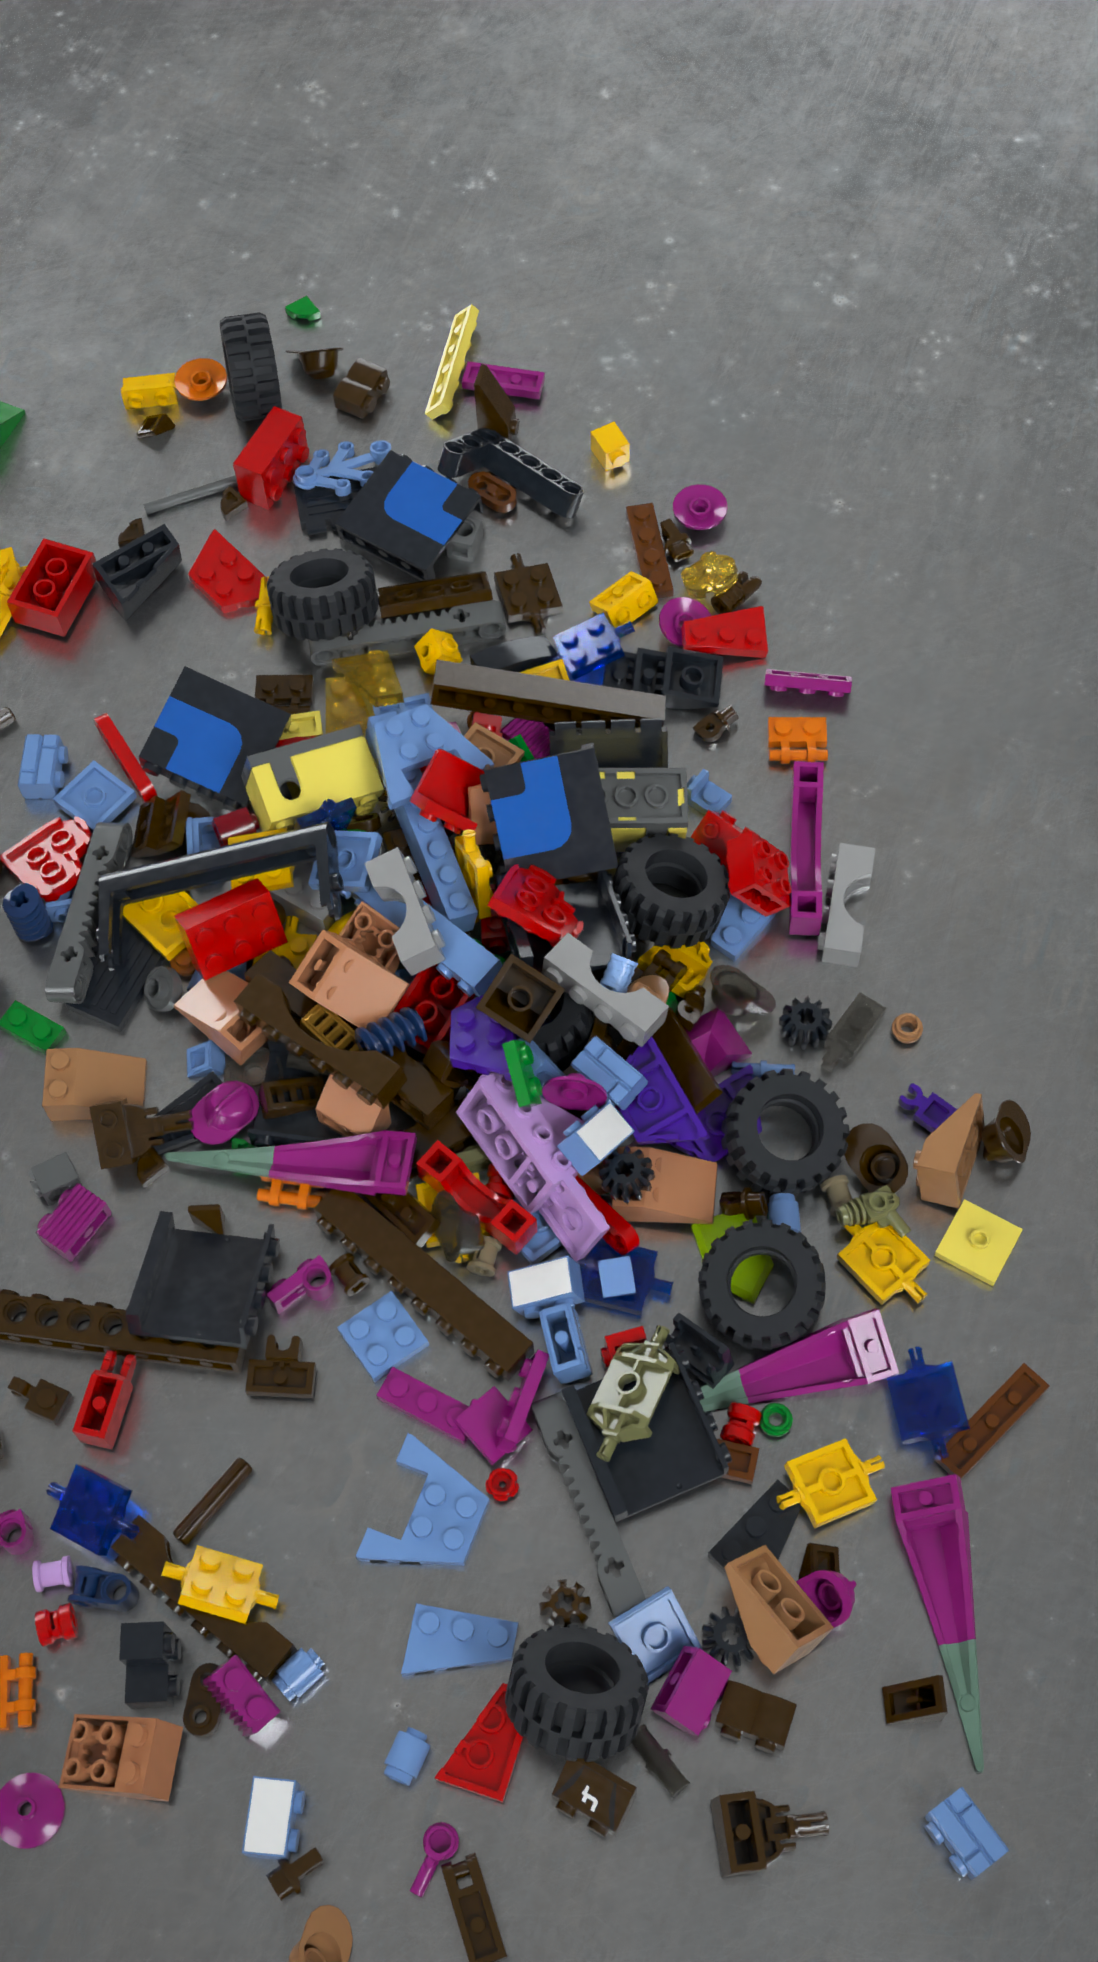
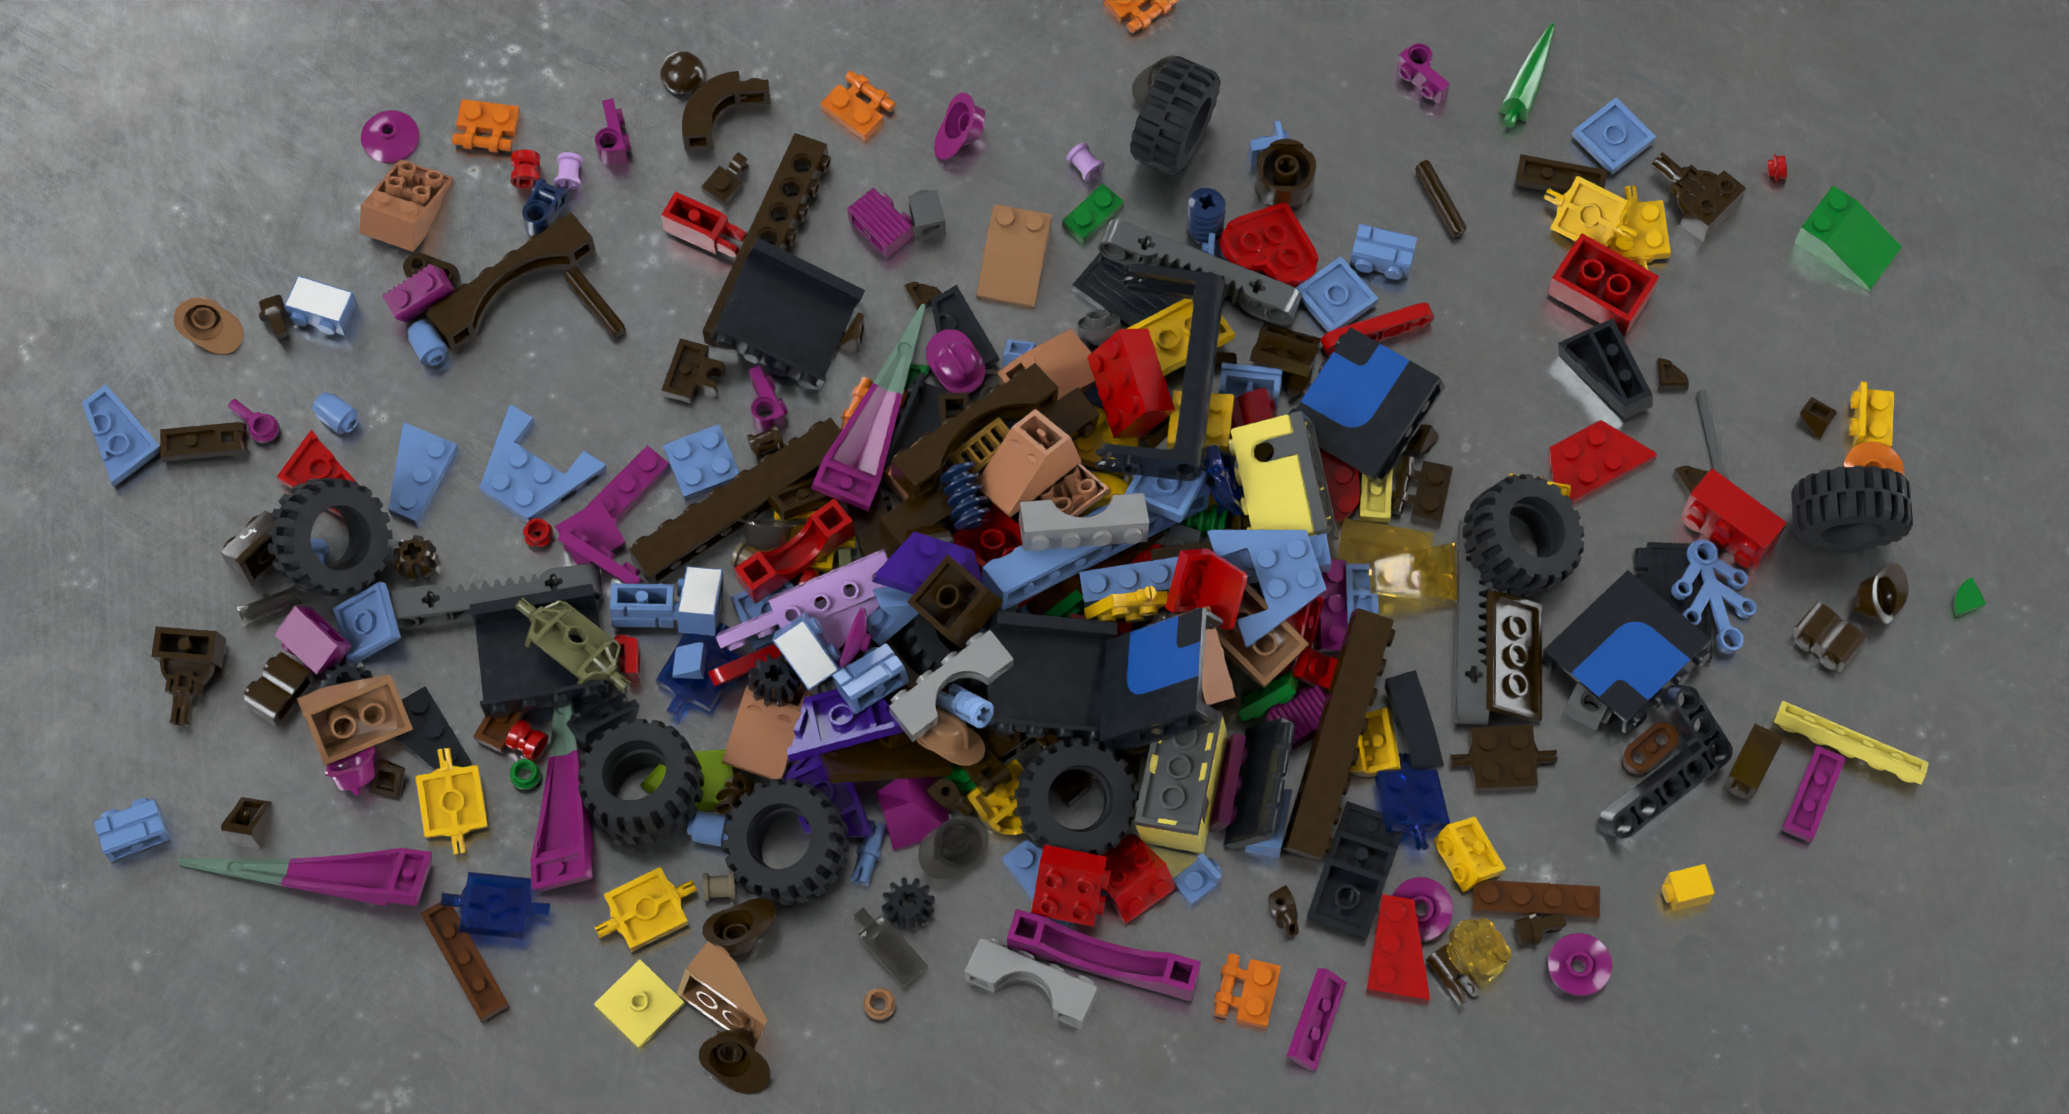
camera: 100 degrees right, 5 degrees up
(91, 1510) = (609, 203): clear blue plate -> none
(126, 1132) = (949, 272): dark brown brick -> none
(150, 1659) = (468, 231): black brick -> none
(220, 1584) = (514, 291): yellow plate -> none
(436, 646) = (1434, 645): yellow brick -> none
(519, 1061) = (873, 585): green plate -> none
(535, 904) = (1064, 645): red plate -> none
(873, 1207) = (690, 908): olive piece -> none
(929, 1111) = (781, 999): dark purple plate -> none

